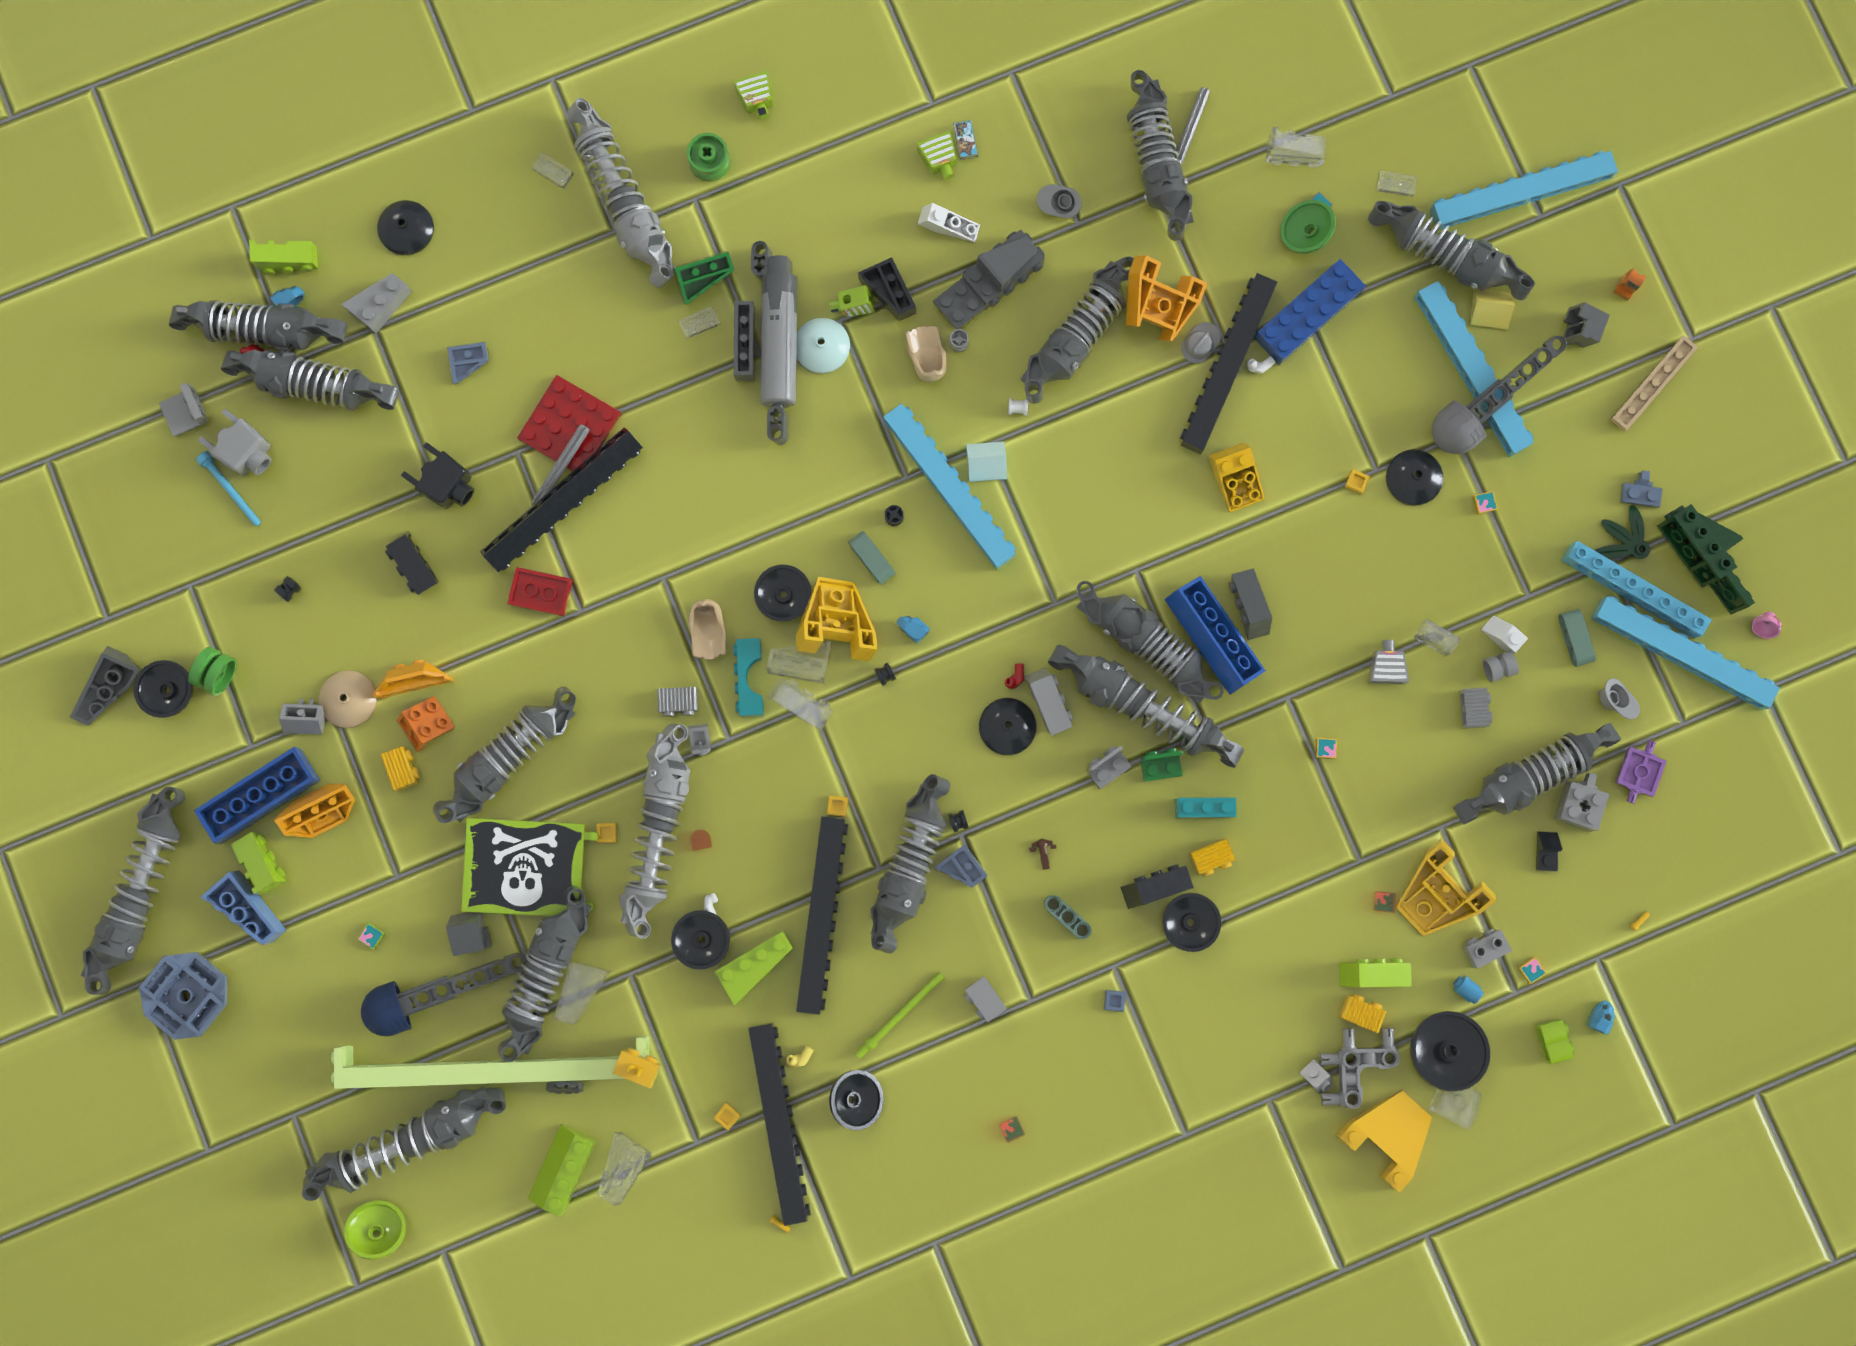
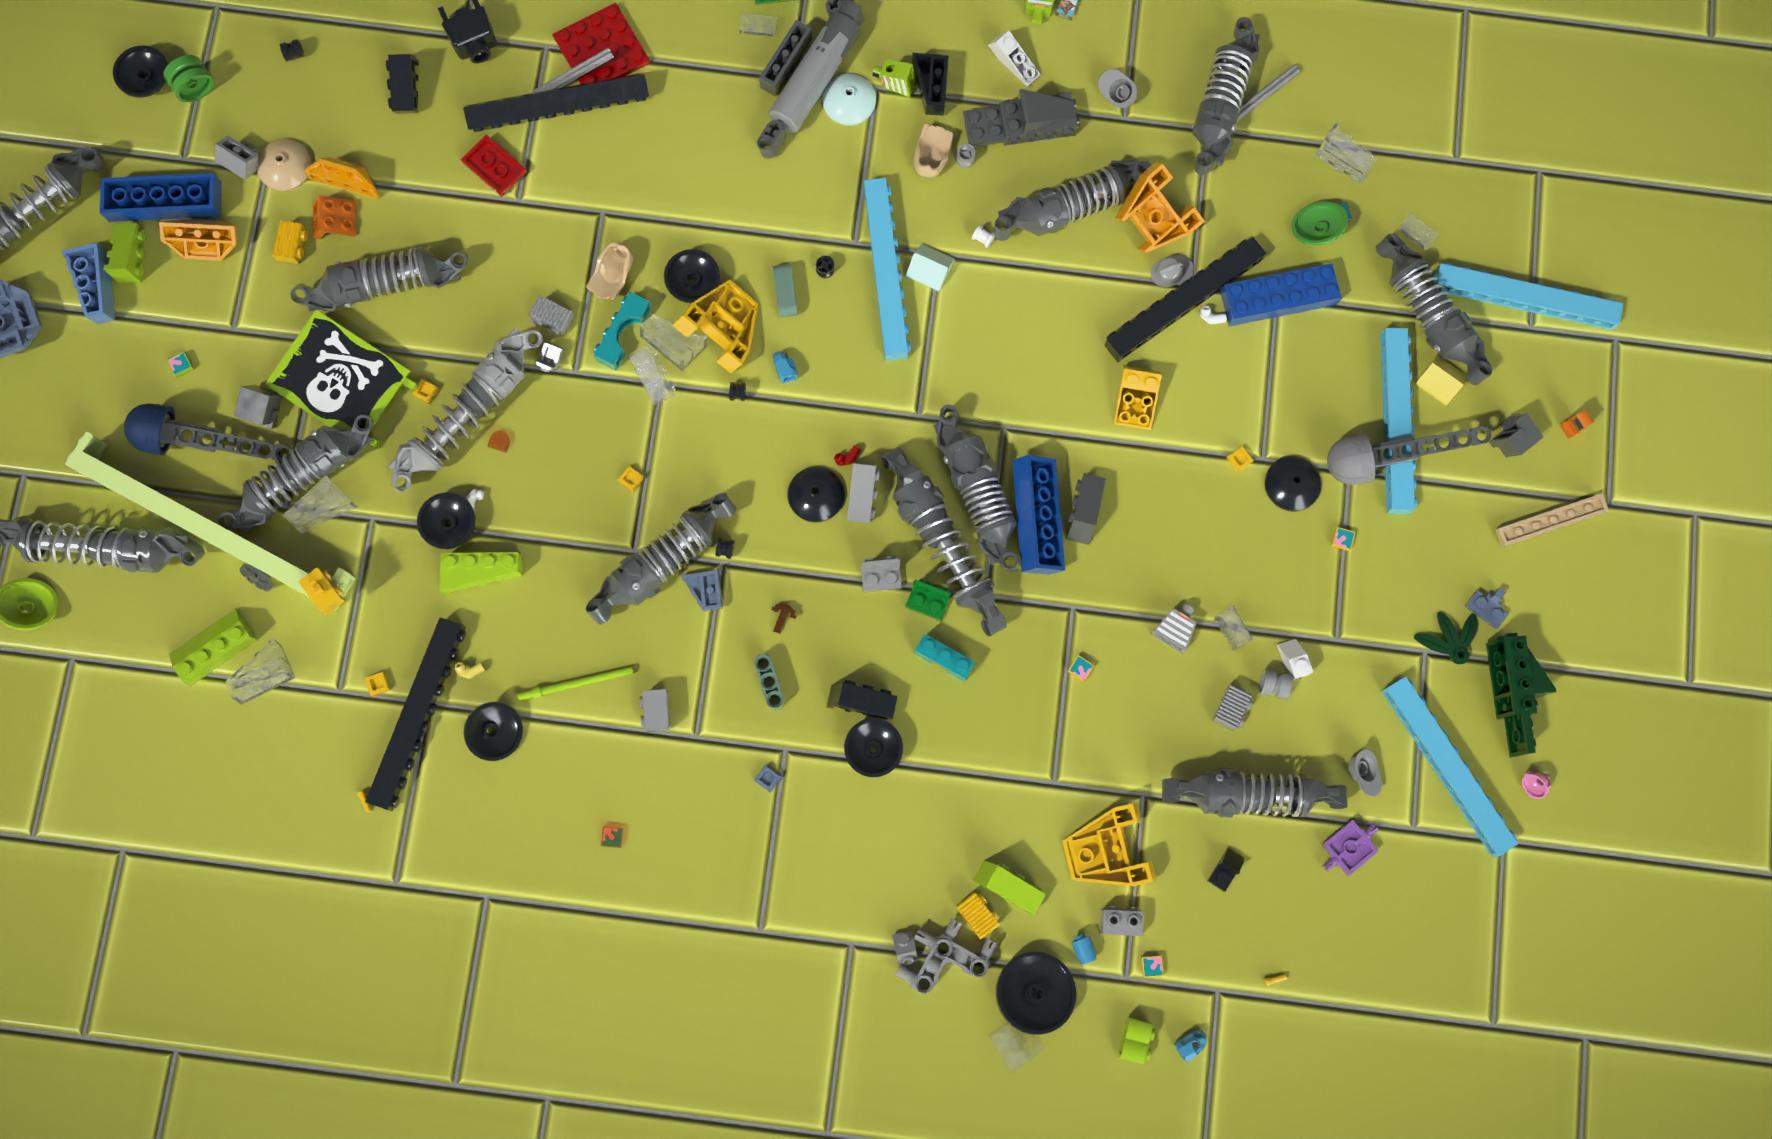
camera: 25 degrees right, 5 degrees down
(109, 680) = (99, 42): dark grey wedge -> none
(821, 915) = (560, 560): black brick -> none
(1212, 856) = (925, 703): yellow brick -> none
(1384, 901) = (1055, 830): clear orange tile -> none
(1396, 1128) = (948, 1034): yellow wedge -> none
(1576, 637) = (1358, 698): sand green beam -> none
(1592, 802) = (1291, 845): light grey hinge -> none
(1636, 589) = (1435, 687): medium azure brick -> none

